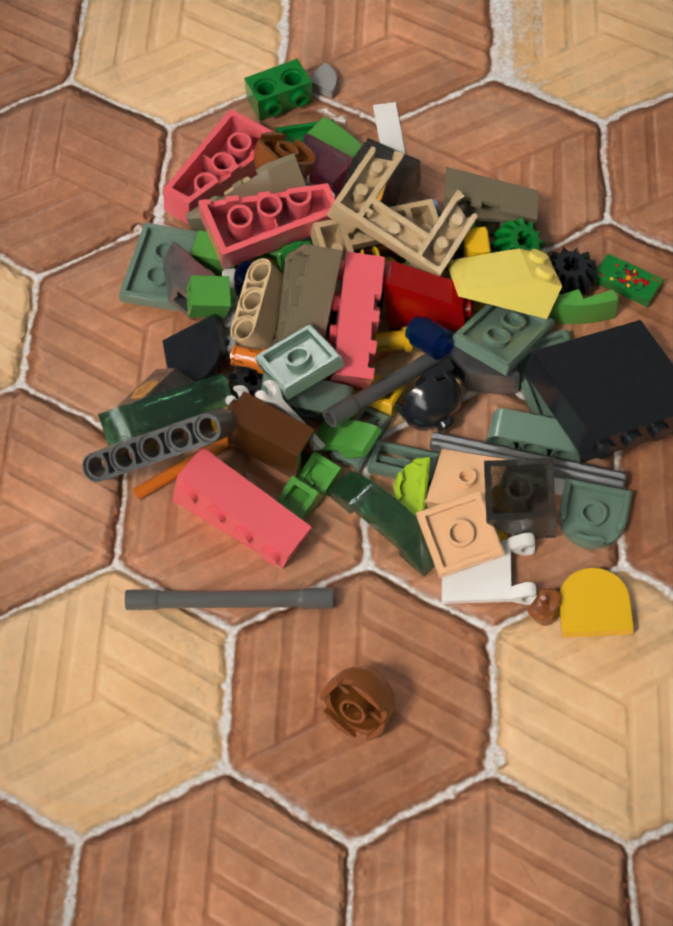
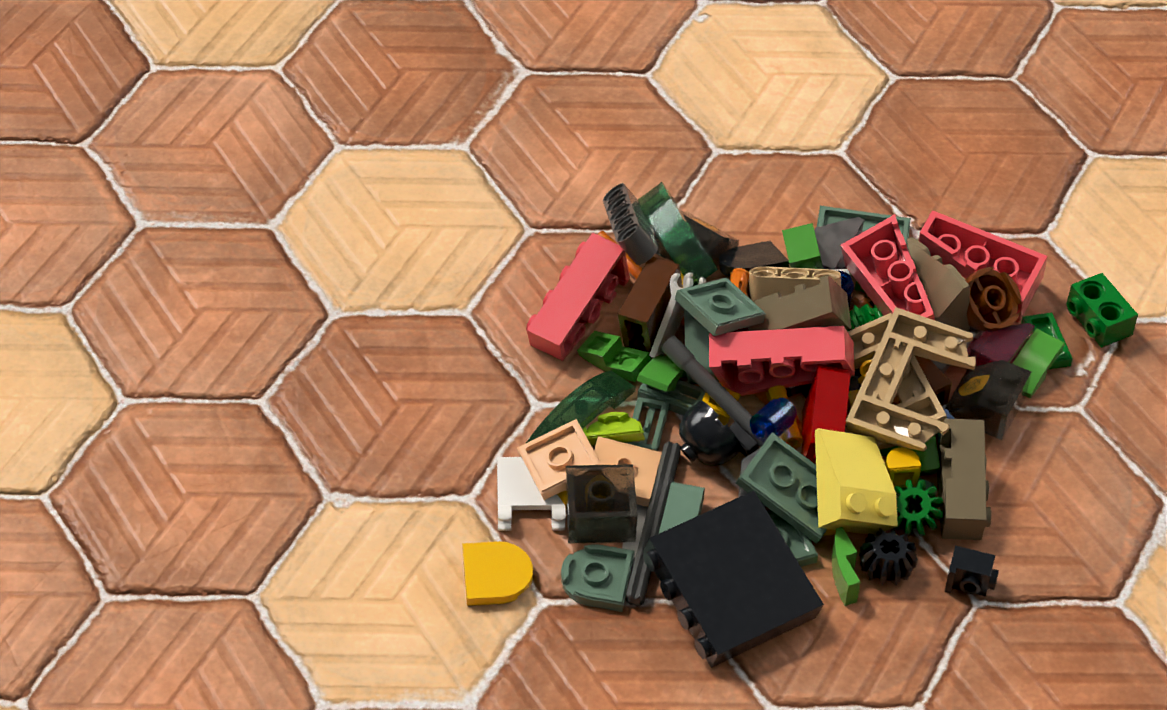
camera: 80 degrees right, 10 degrees down
(304, 598) = (495, 356): dark grey piece -> none
(325, 80) = (1129, 352): light grey tile -> none
(359, 702) = (389, 390): dark orange cylinder -> none
(389, 126) = (1066, 412): white sticker -> none
(545, 607) = (489, 531): dark orange piece -> none
(586, 215) = (971, 572): none -> black brick
(628, 280) = (891, 613): green tile -> none

